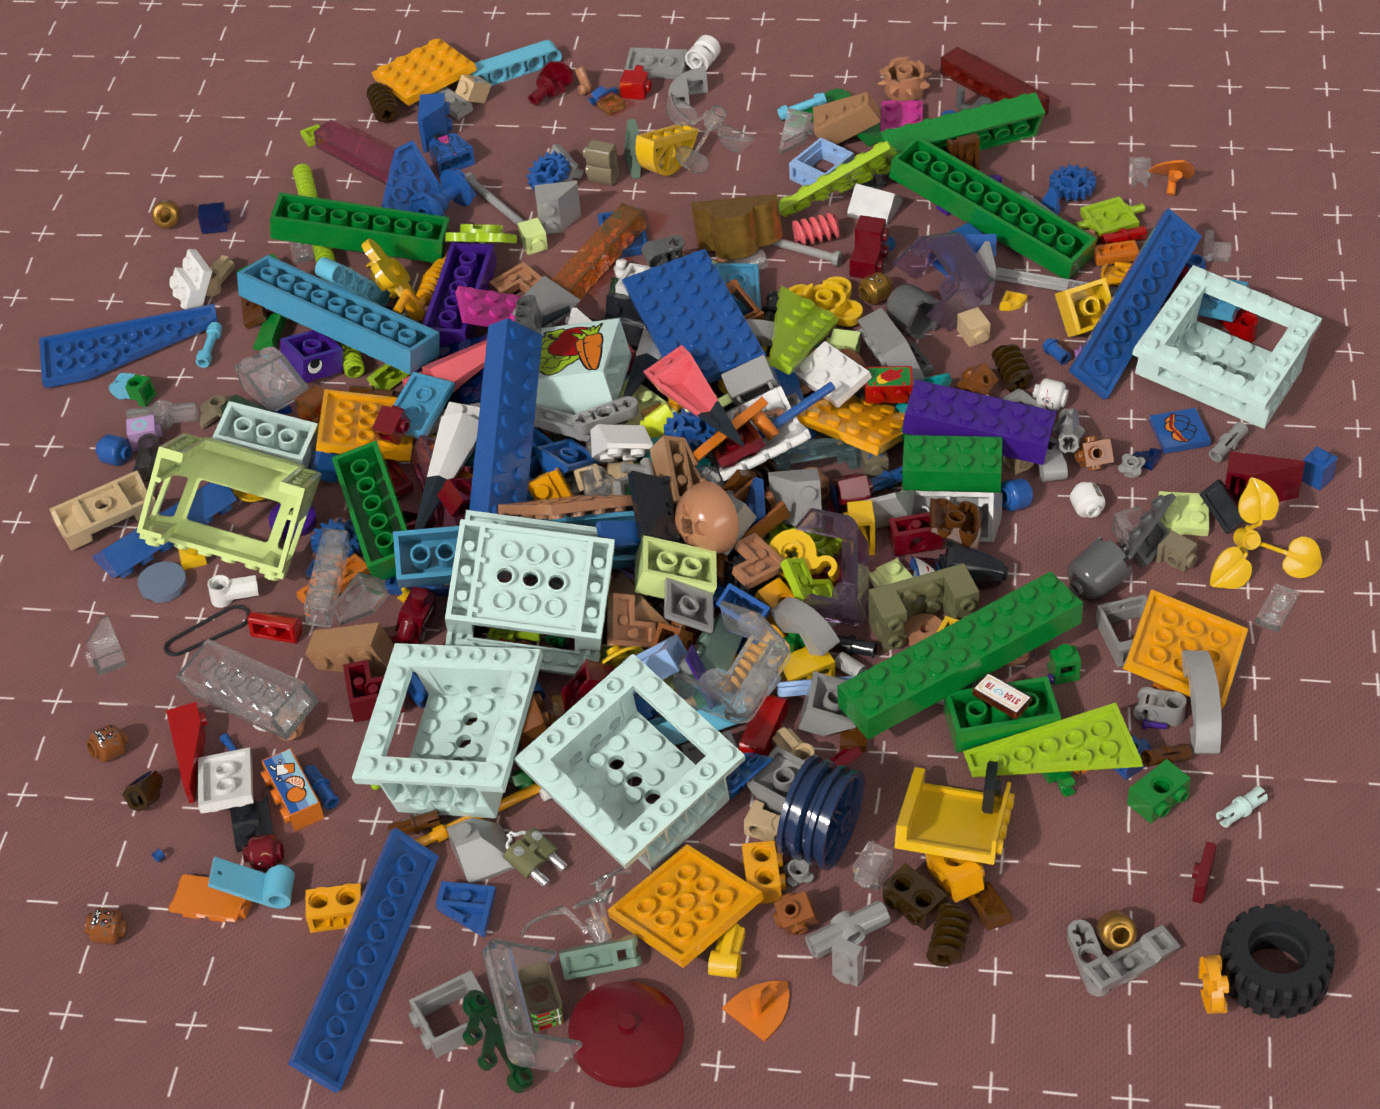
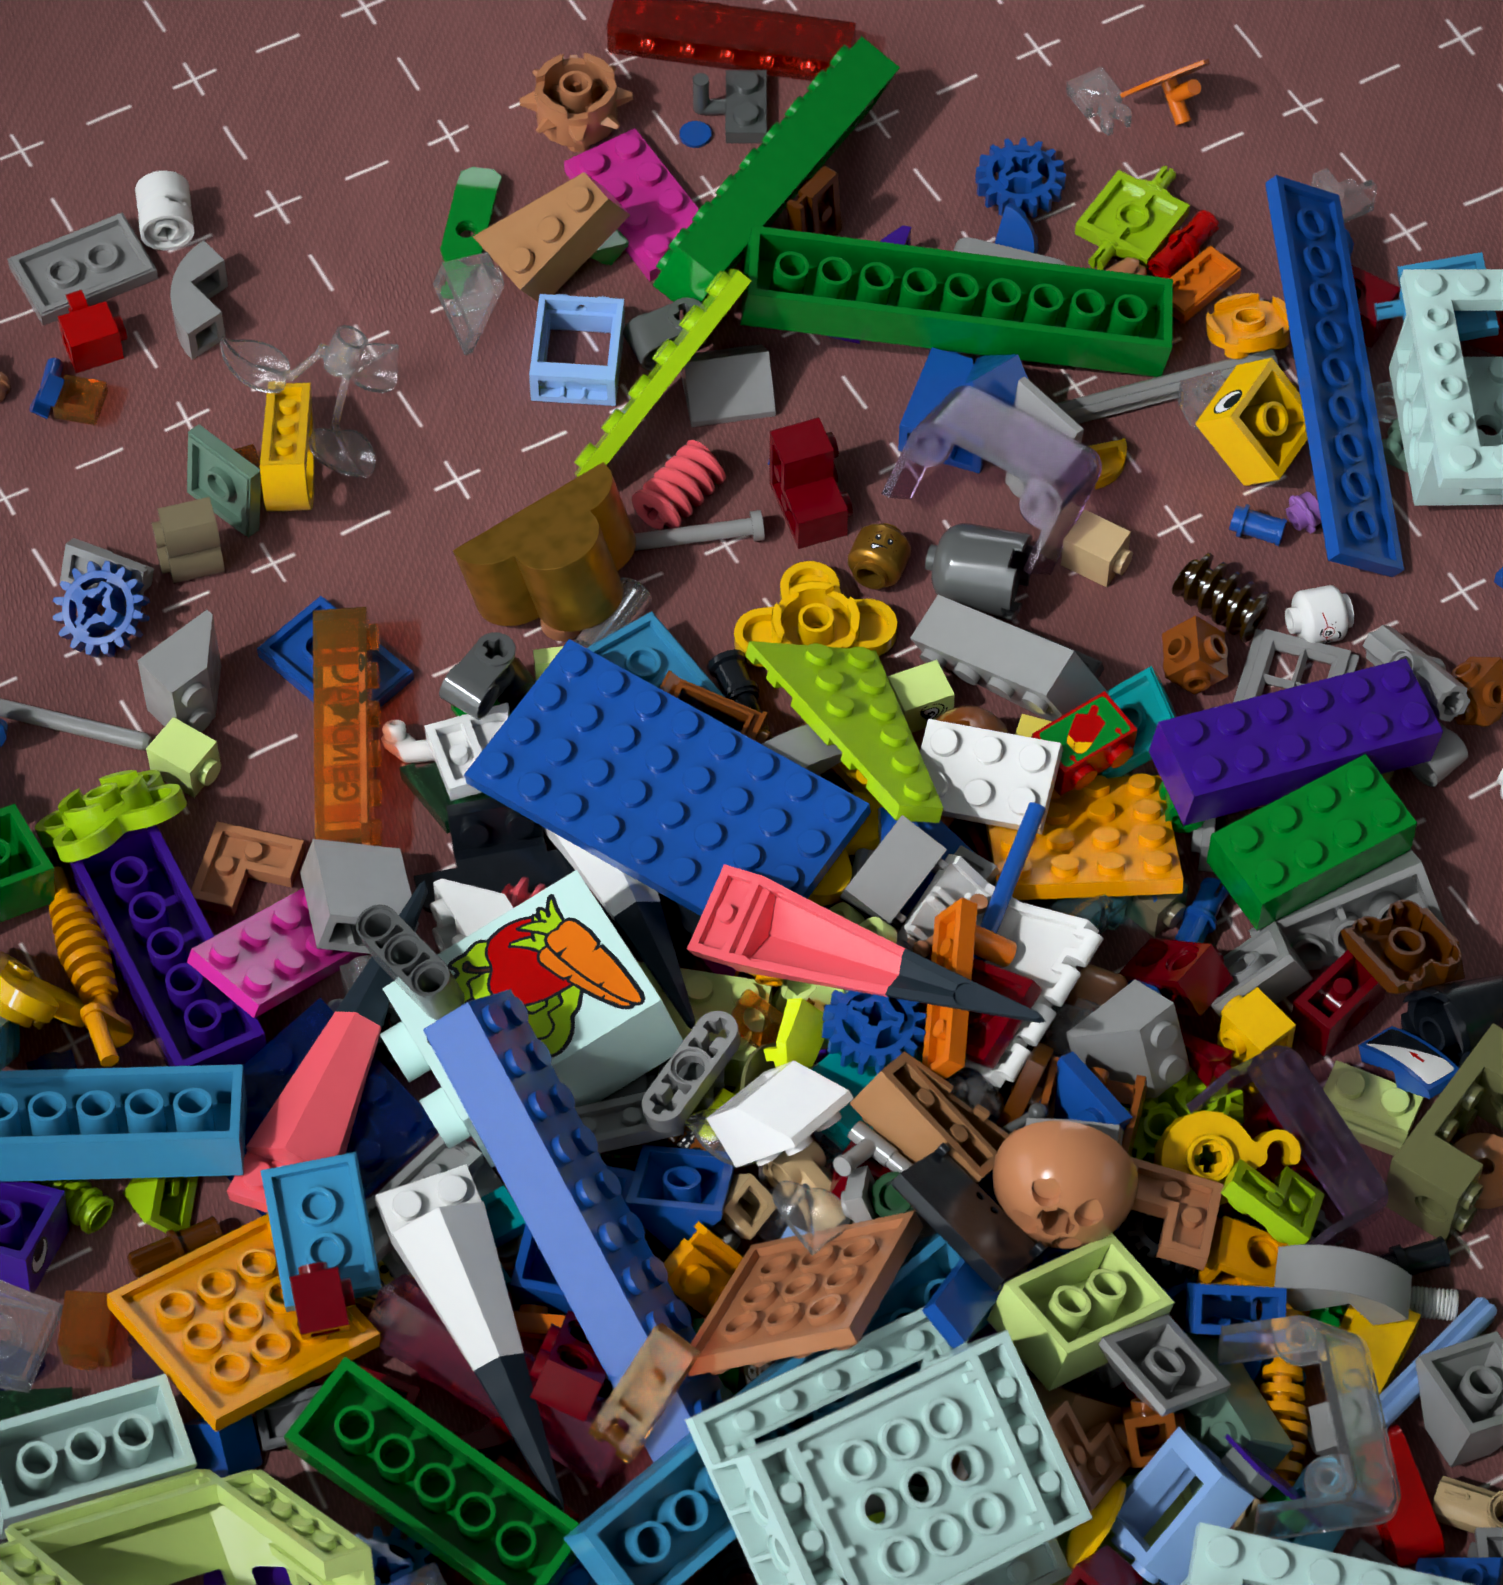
camera: 40 degrees left, 10 degrees up
(481, 500) = (644, 1391): none -> clear orange plate
(818, 99) = (462, 215): medium azure bar -> none
(1016, 494) = (1432, 834): blue head -> none

